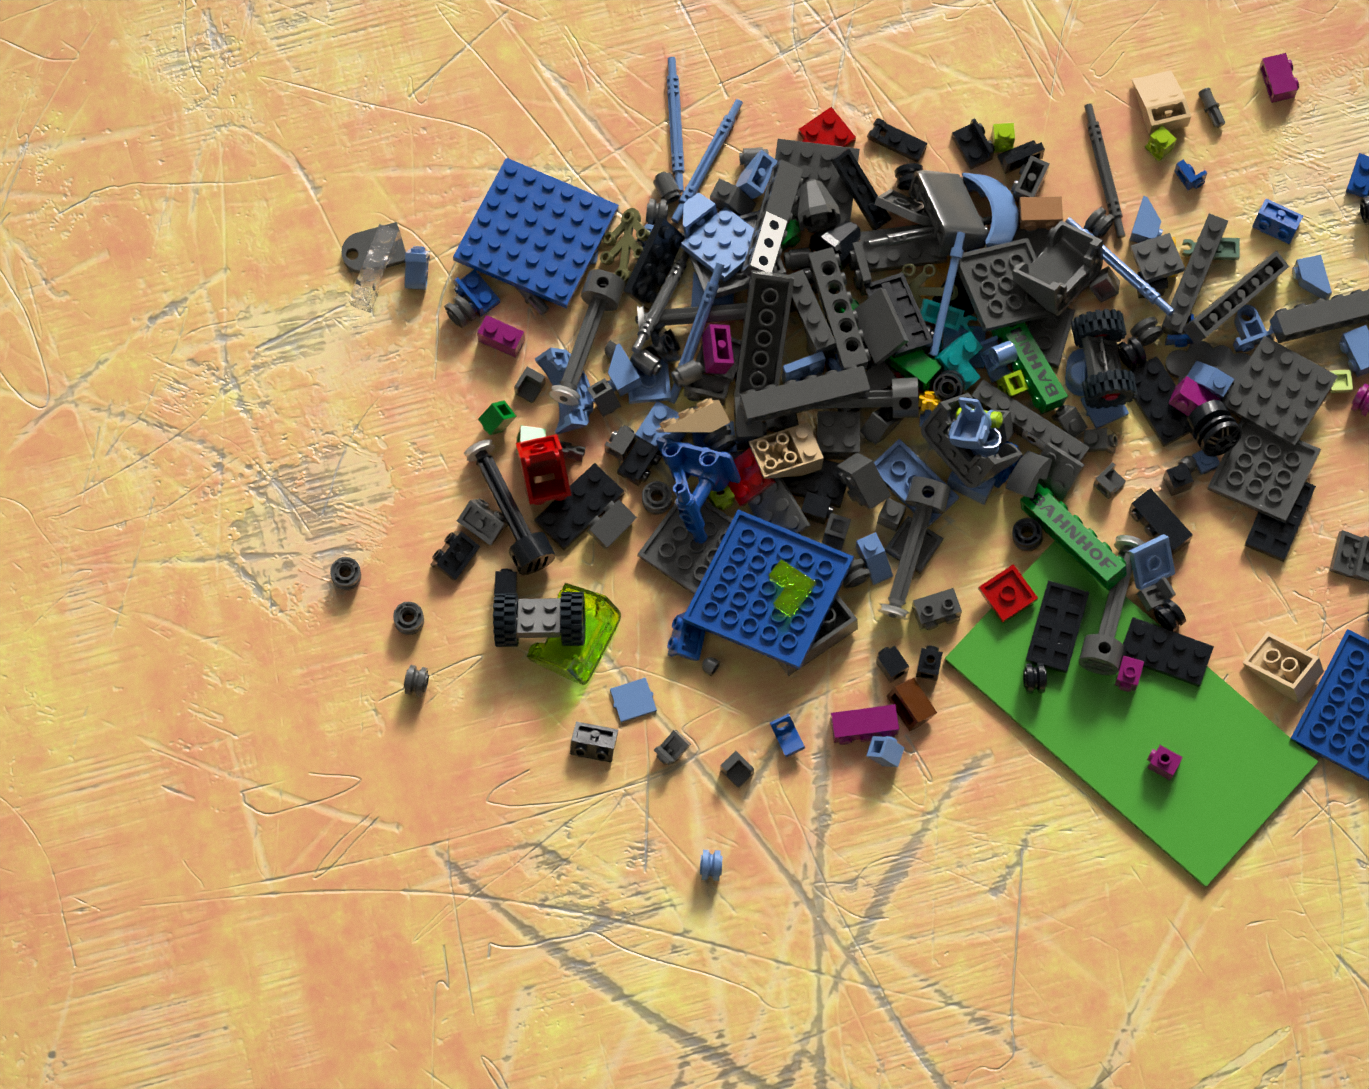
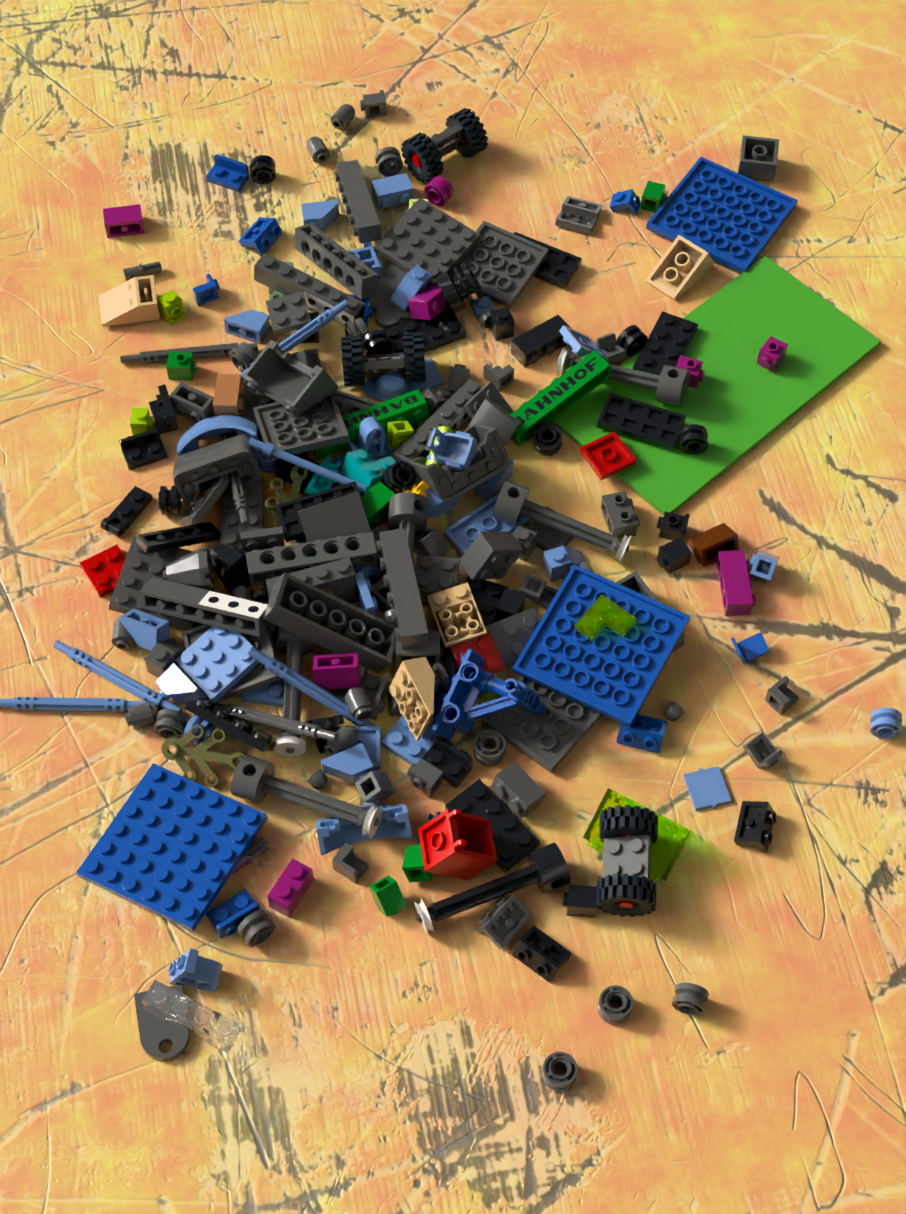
camera: 85 degrees left, 15 degrees down
(1083, 164) = (181, 366): none -> green brick

